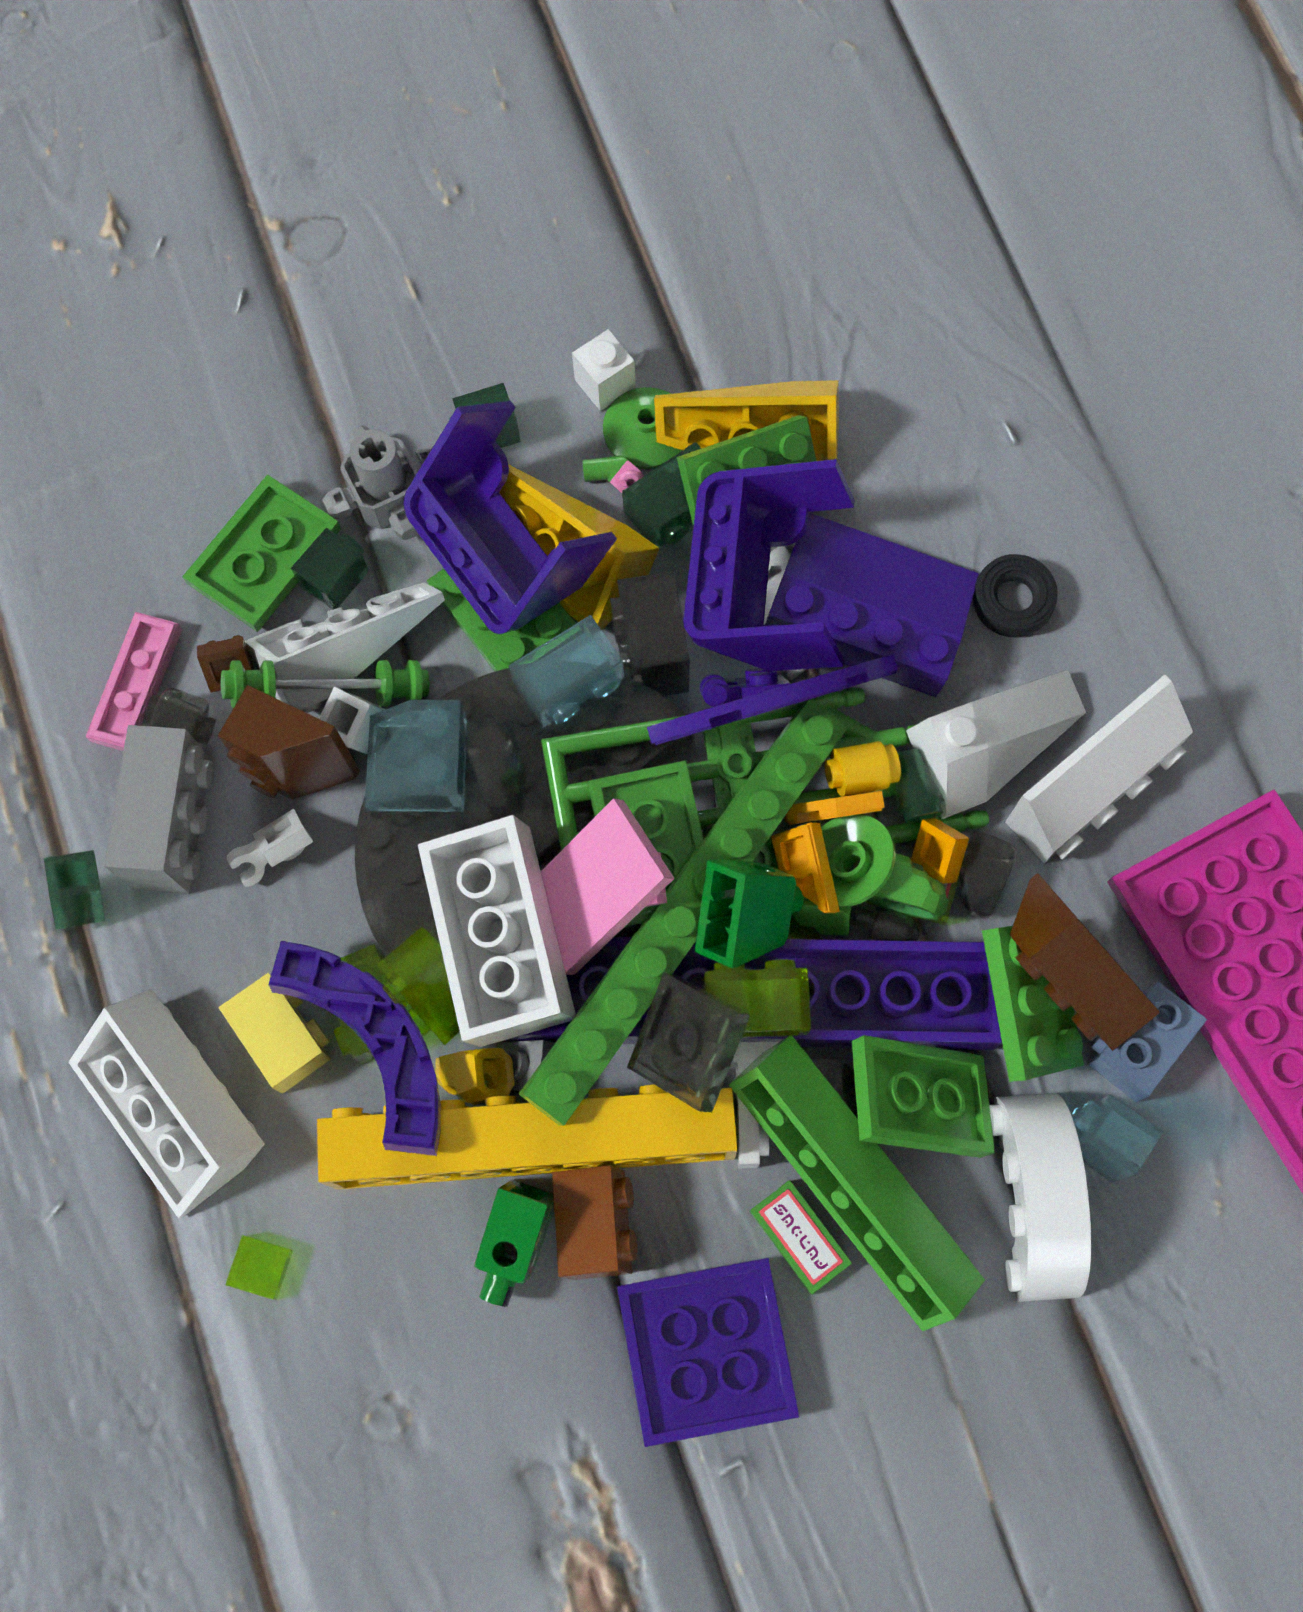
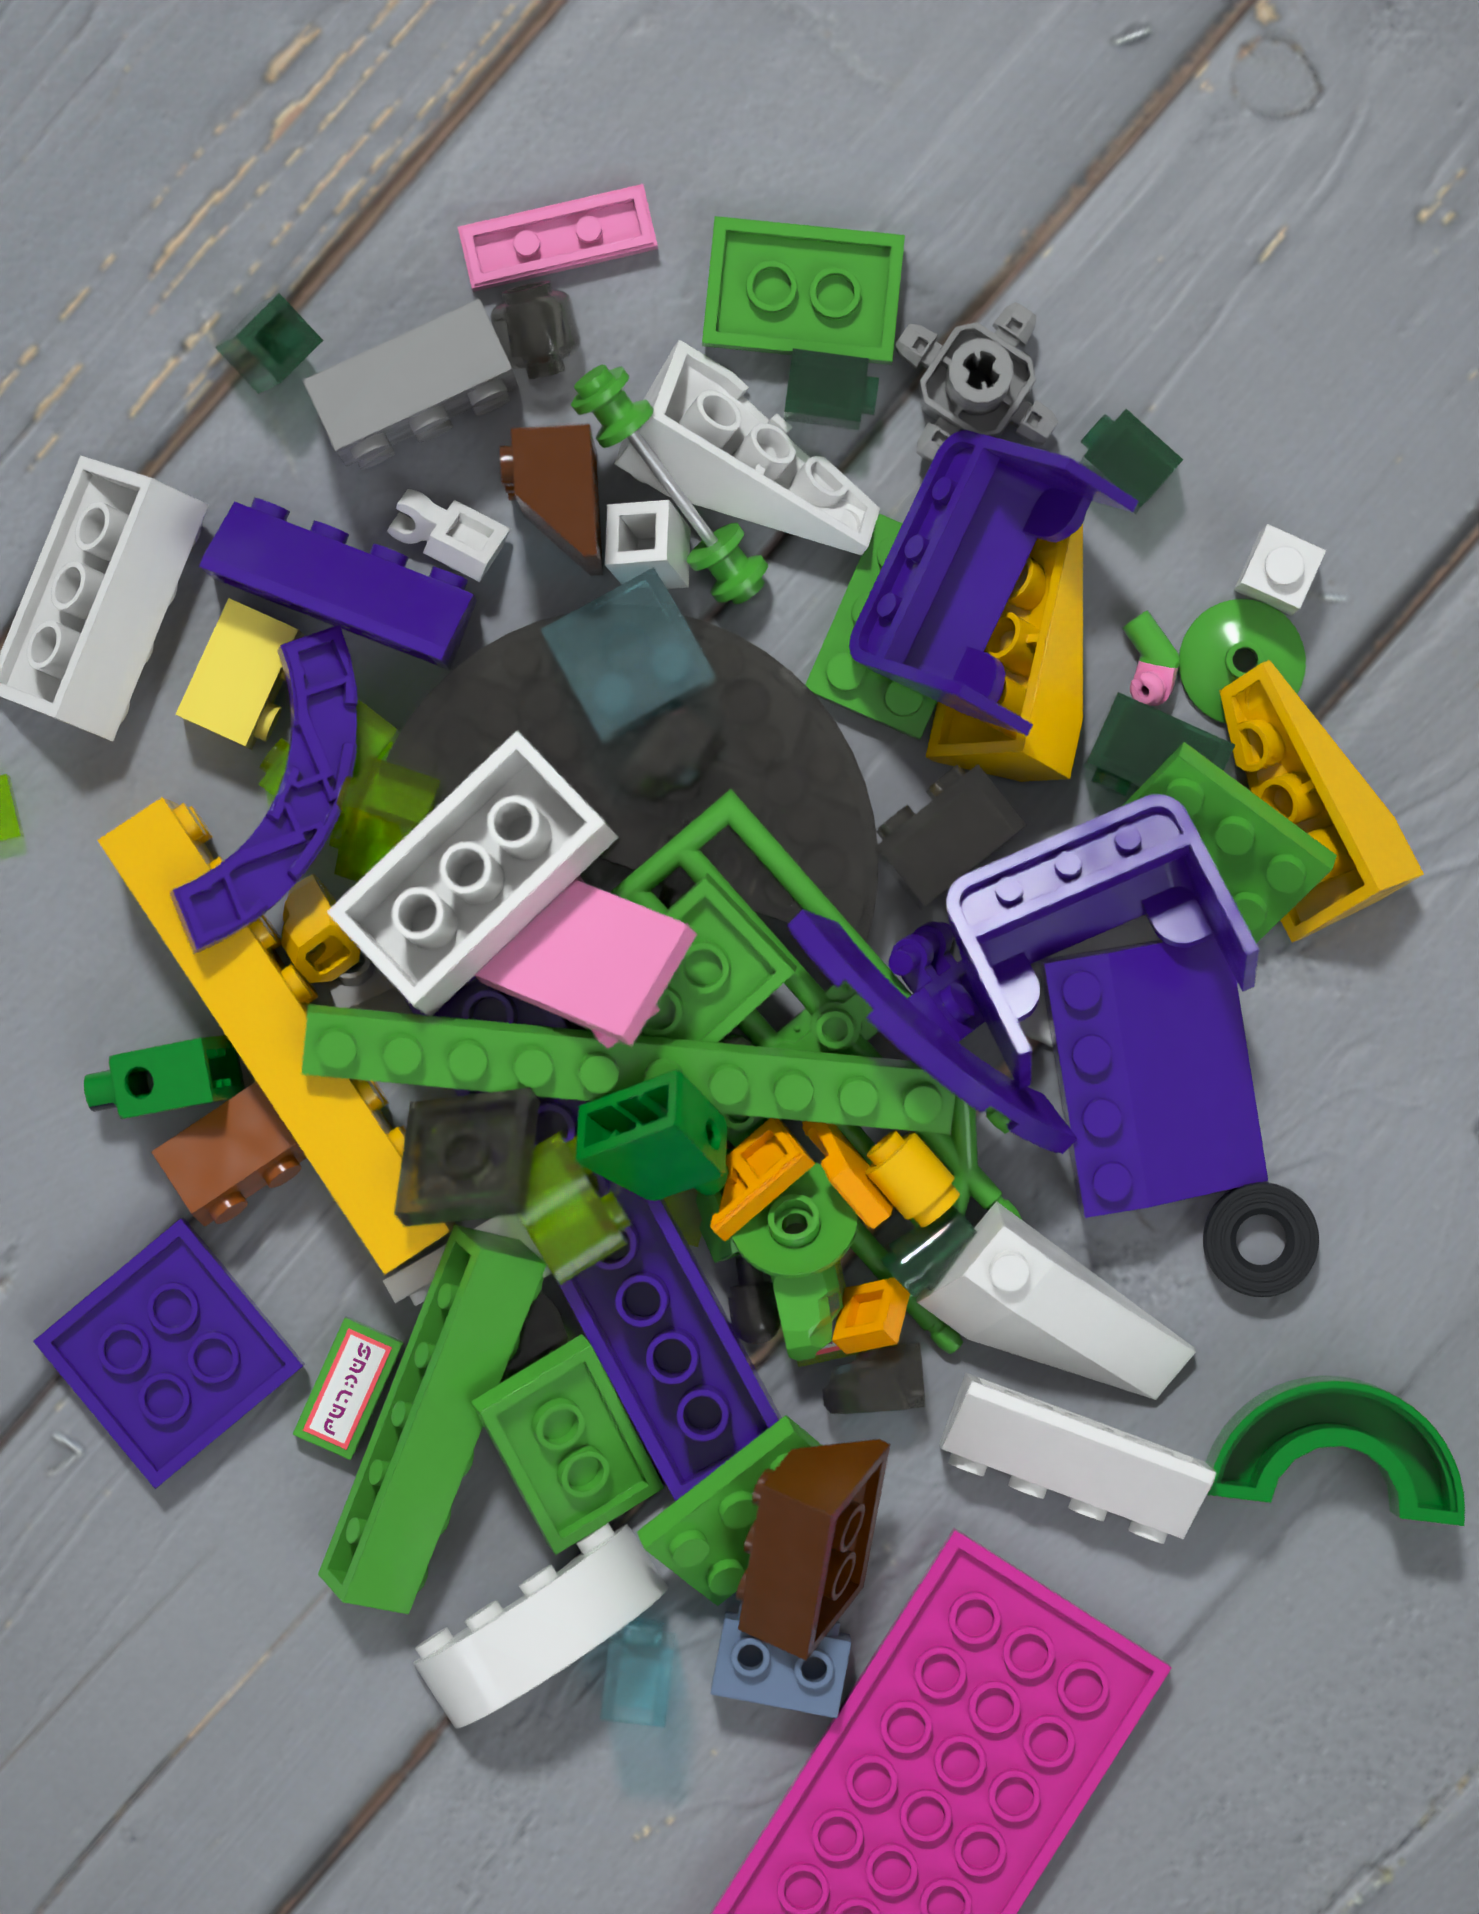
camera: 65 degrees right, 15 degrees up
(218, 656) = (638, 338): reddish brown tile -> none
(245, 941) = (339, 583): none -> dark purple slope
(567, 672) = (829, 771): clear light blue piece -> none
(1185, 574) = (1338, 1412): none -> green brick

